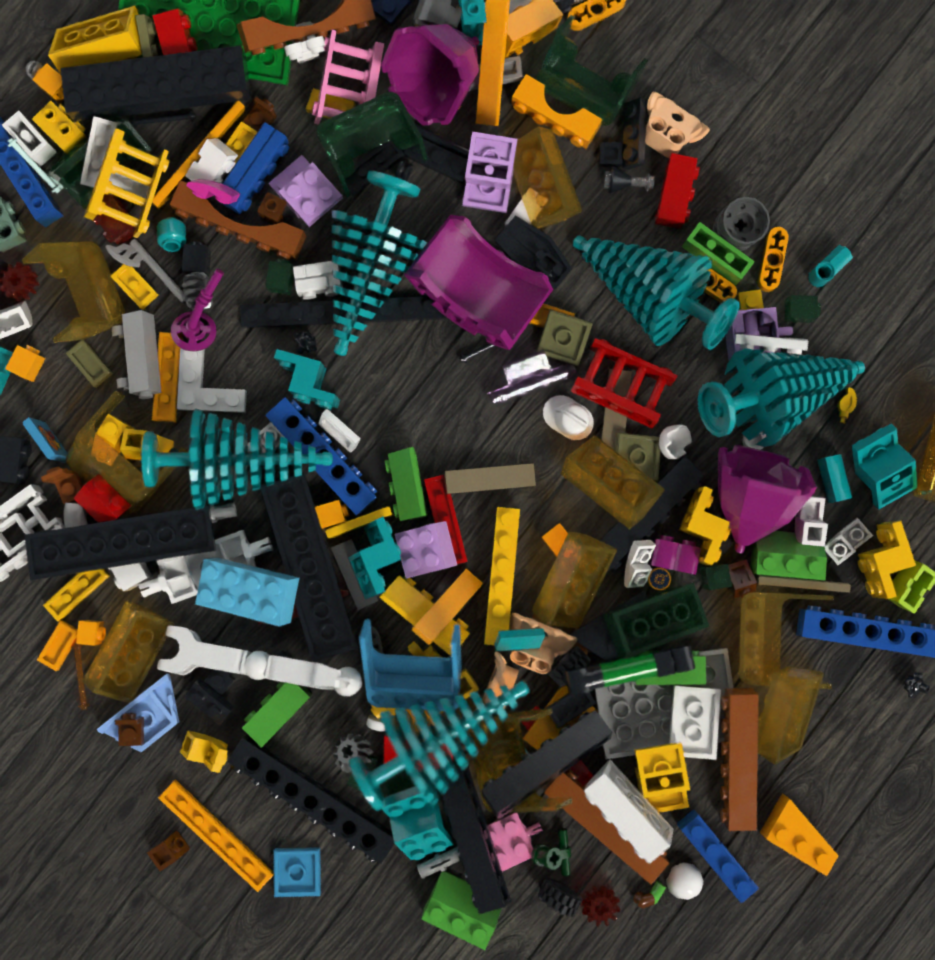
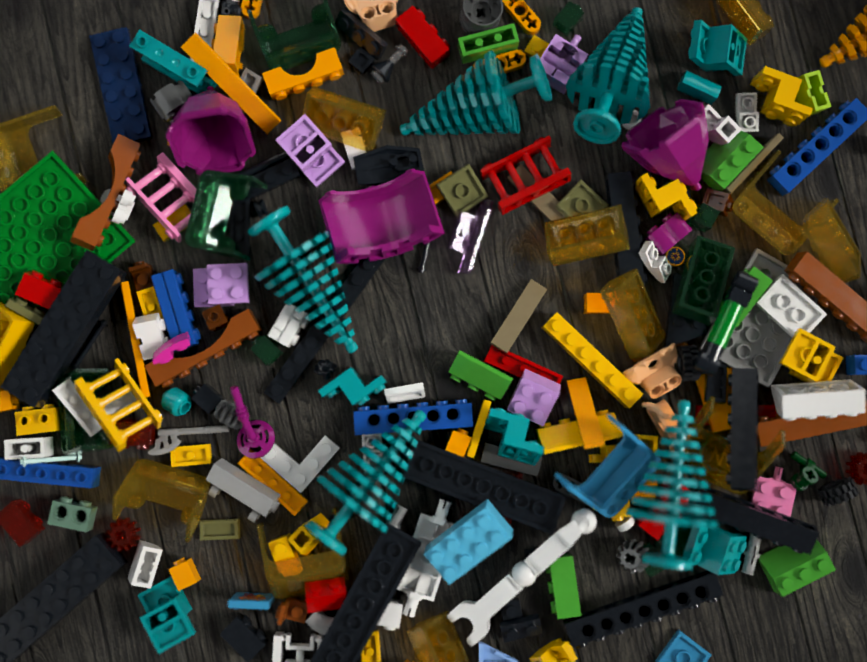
camera: 55 degrees left, 0 degrees up
(519, 639) = (646, 381): teal tile -> none
(568, 417) = (517, 231): white piece -> none
(673, 441) = (590, 173): white hair -> none
(771, 344) = (590, 42): white plate -> none
(847, 404) = (655, 40): yellow piece -> none

